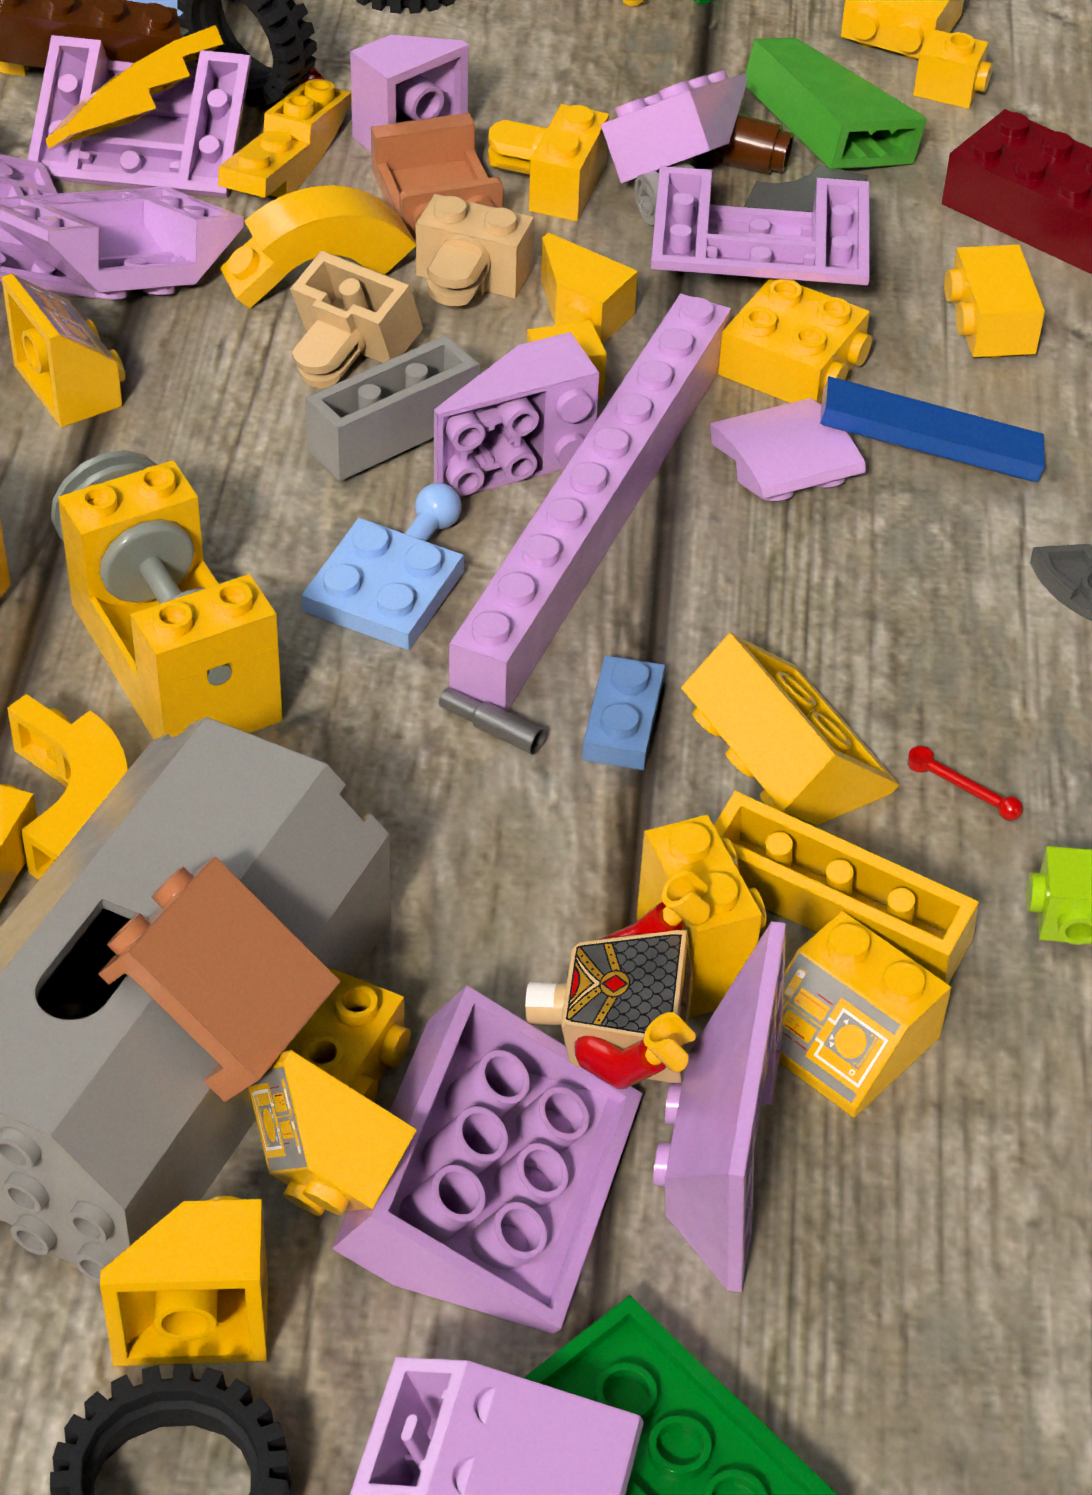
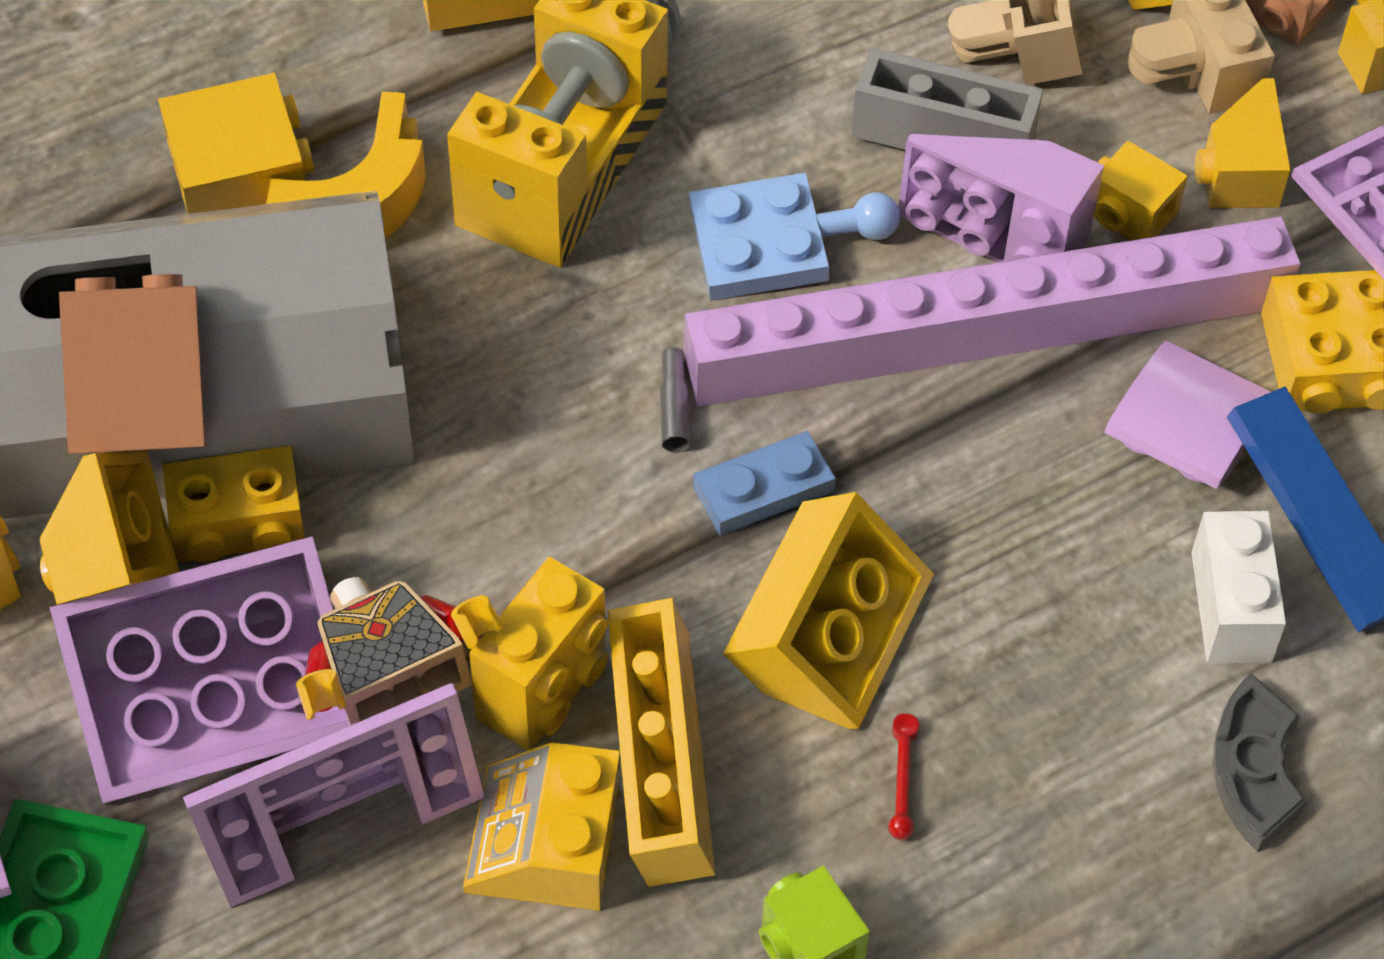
camera: 55 degrees right, 10 degrees up
(963, 506) = (1238, 587): none -> white brick

